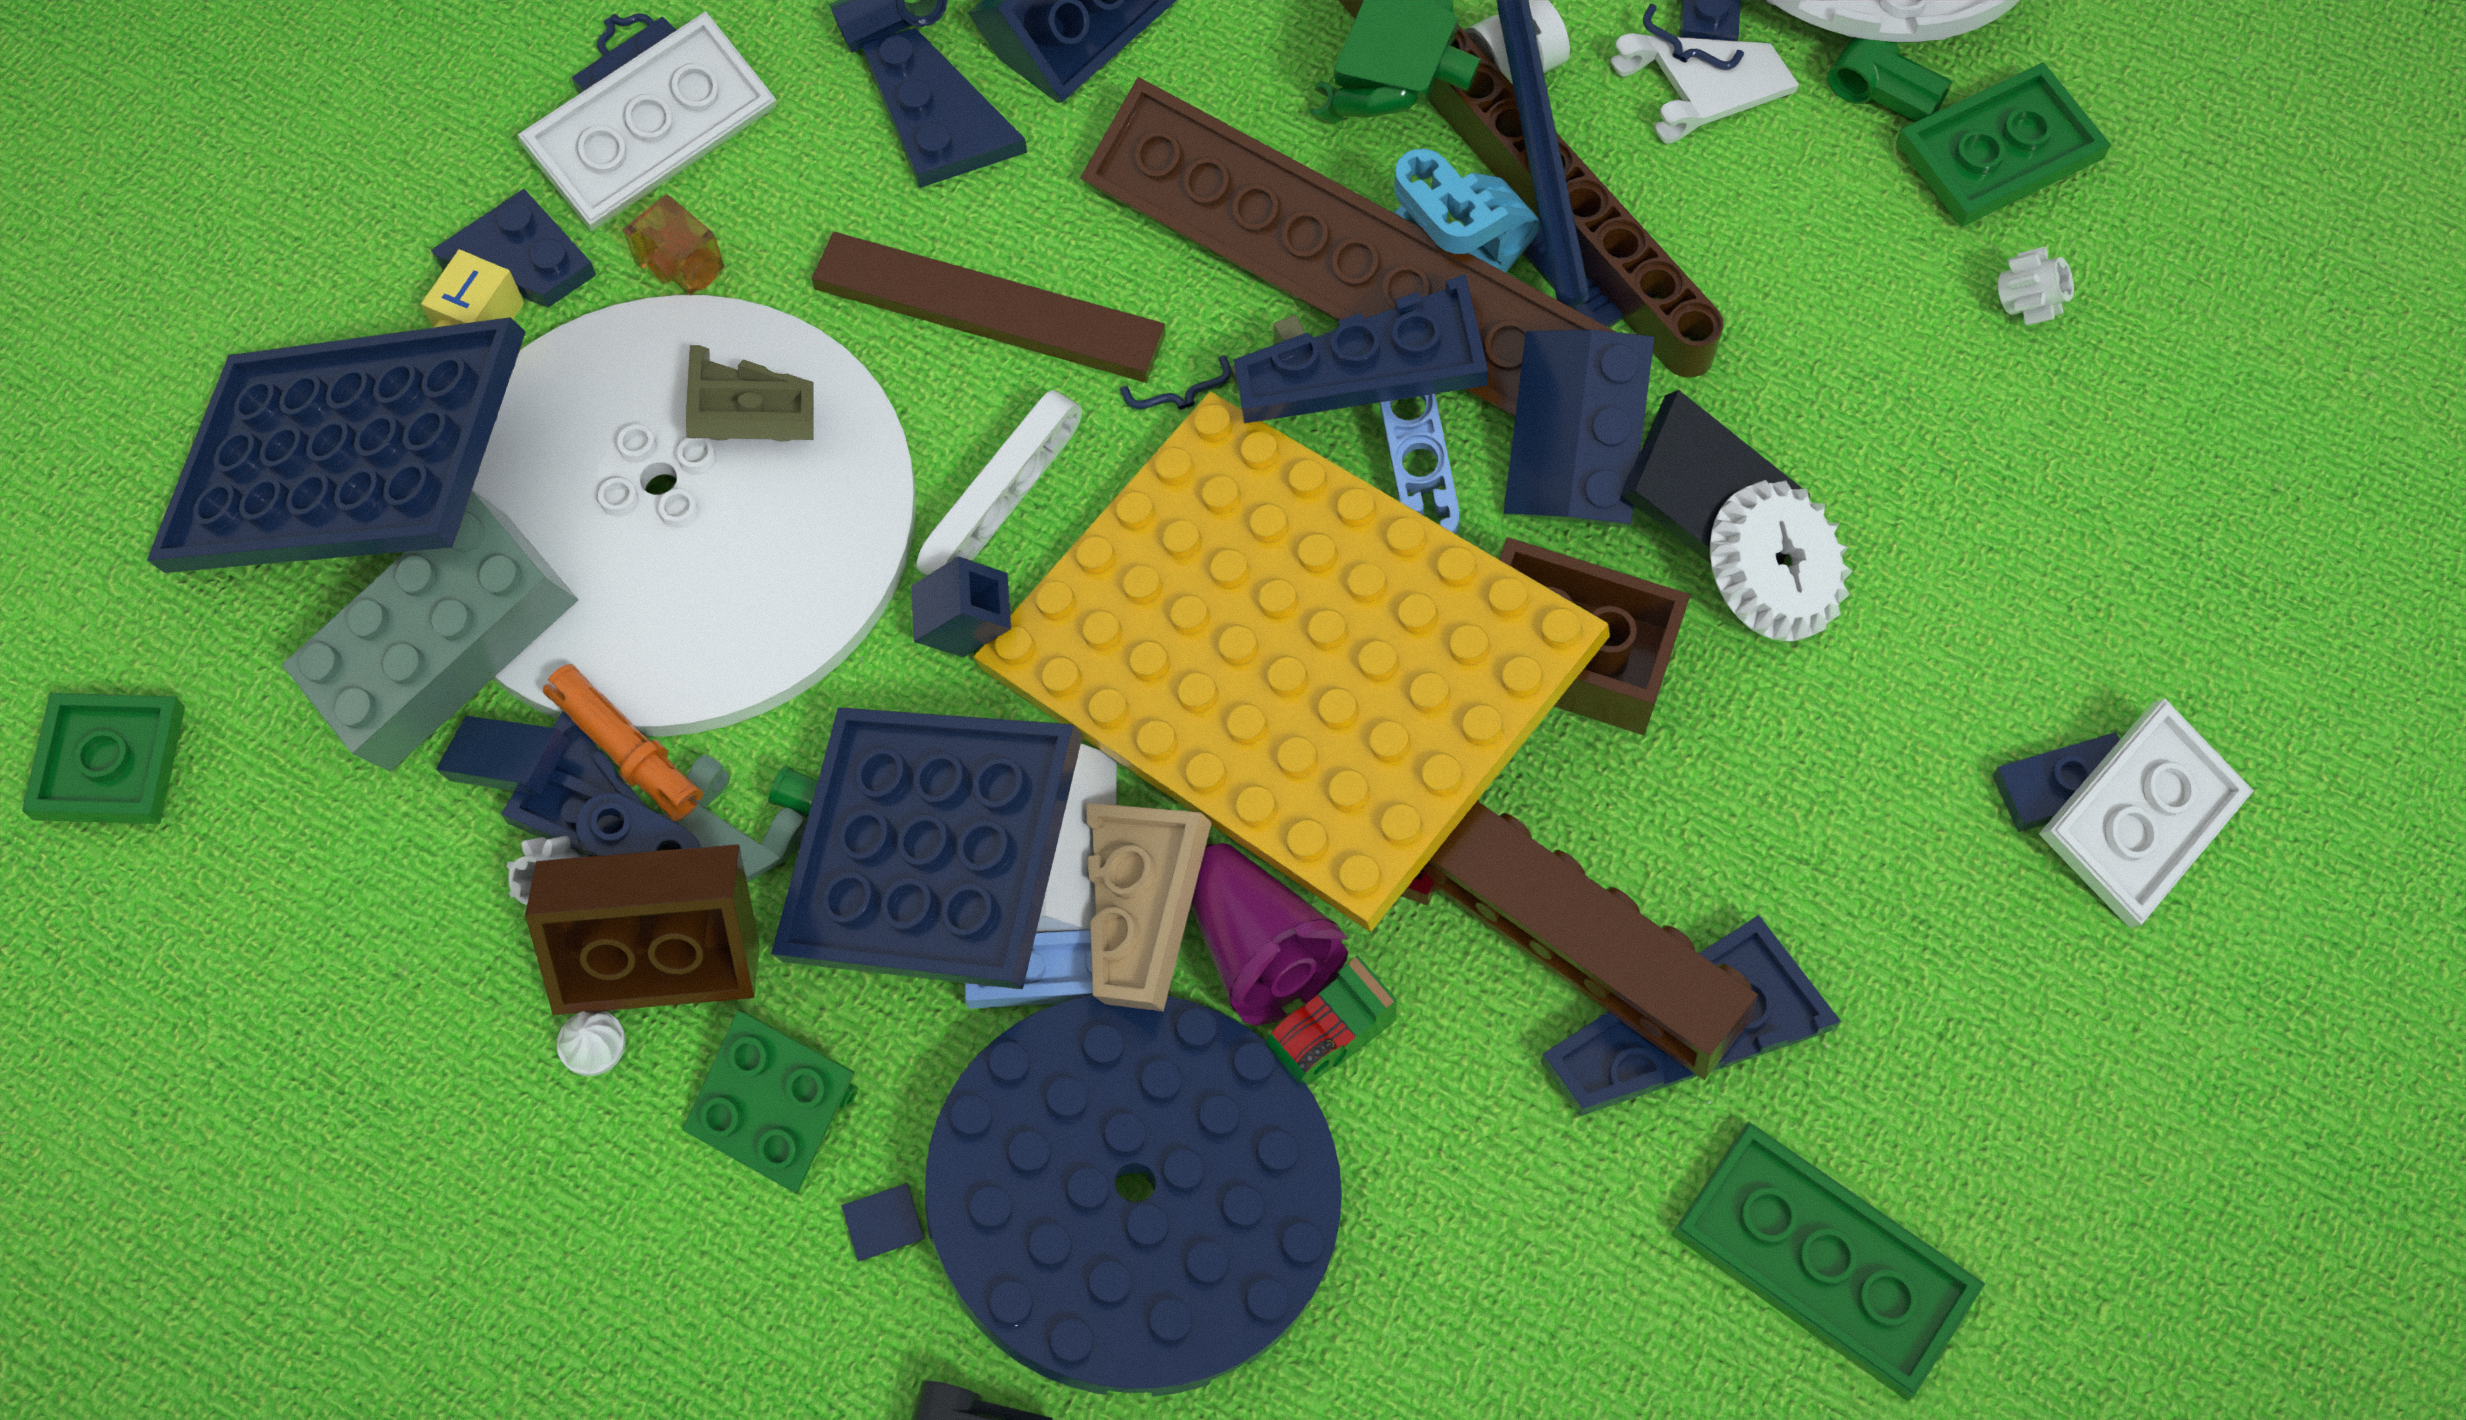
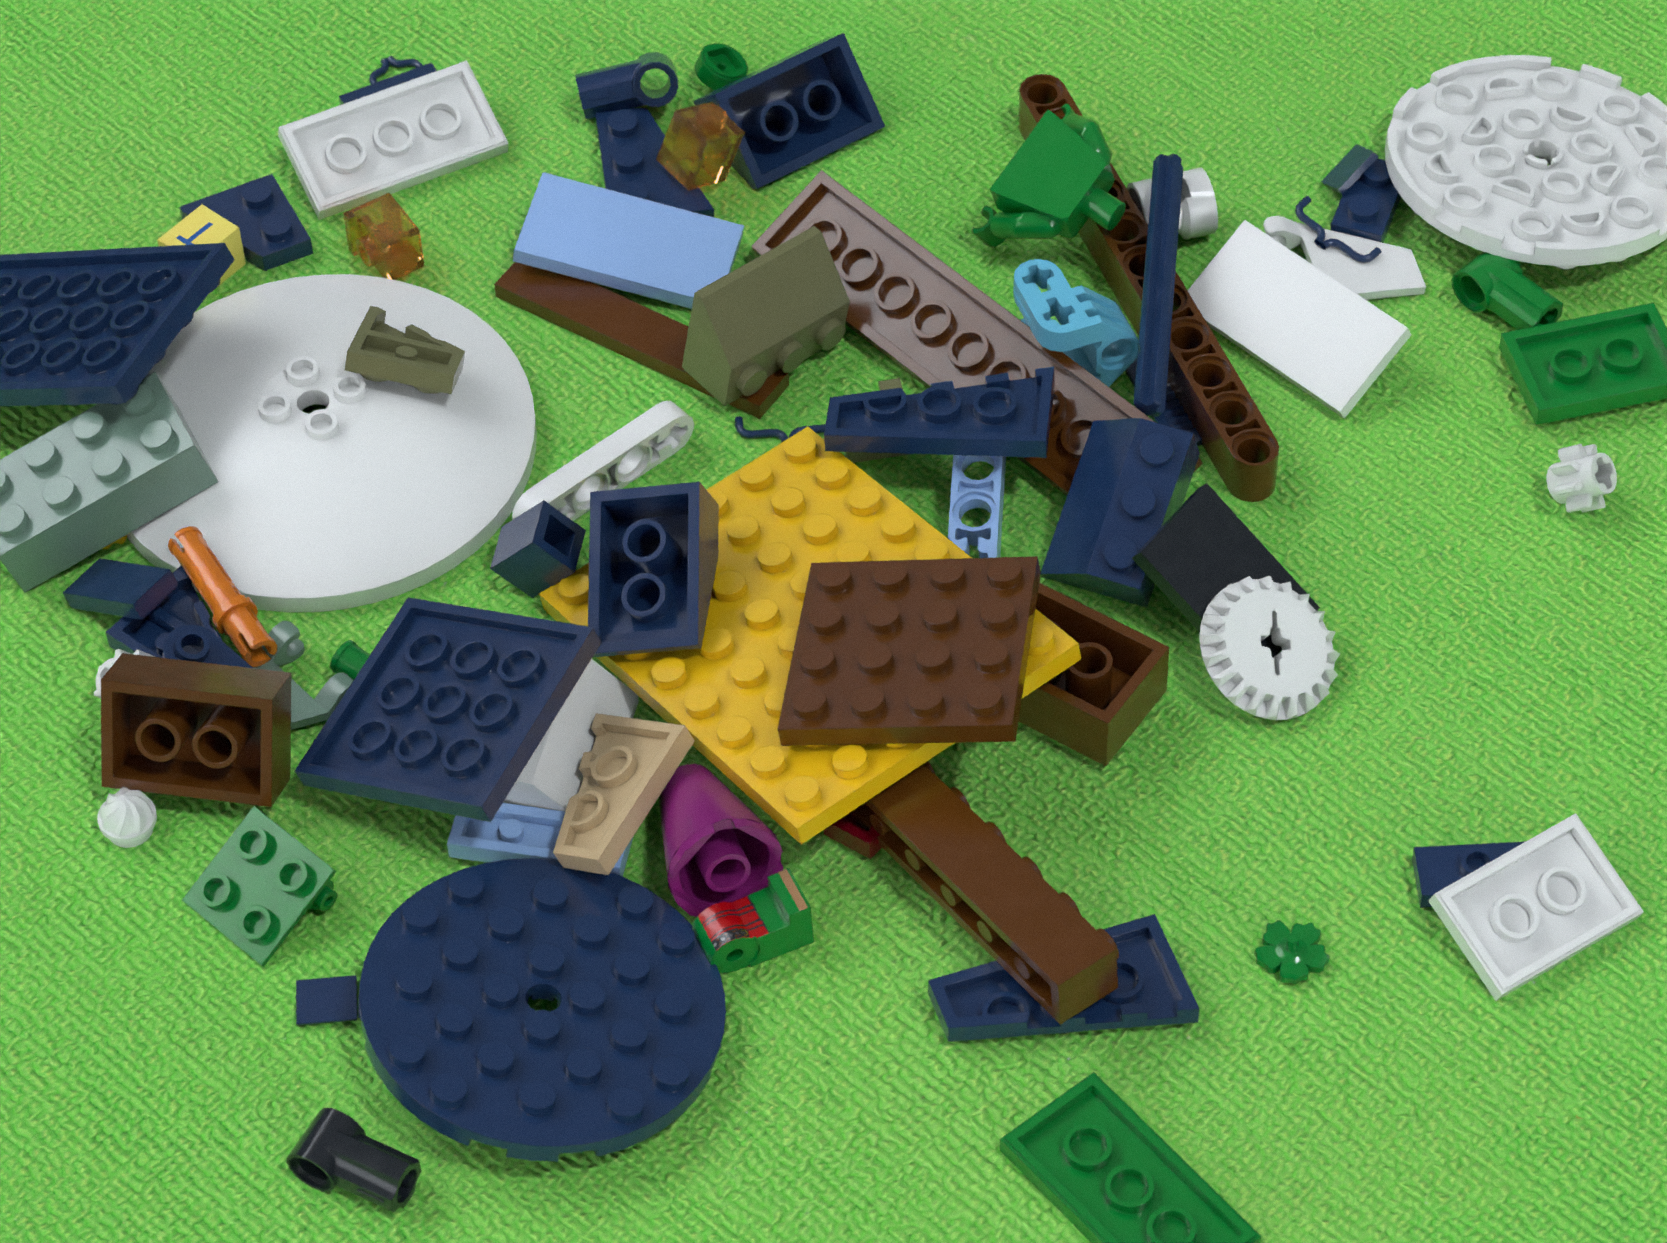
camera: 15 degrees right, 15 degrees down
(946, 201) = (625, 241): none -> light blue tile
(993, 68) = (700, 145): none -> clear orange brick
(1104, 622) = (651, 567): none -> dark blue slope
(1132, 272) = (766, 317): none -> olive slope
(1430, 675) = (911, 652): none -> reddish brown plate
(1686, 153) = (1296, 319): none -> white tile
(1904, 918) = (1291, 952): none -> green plant

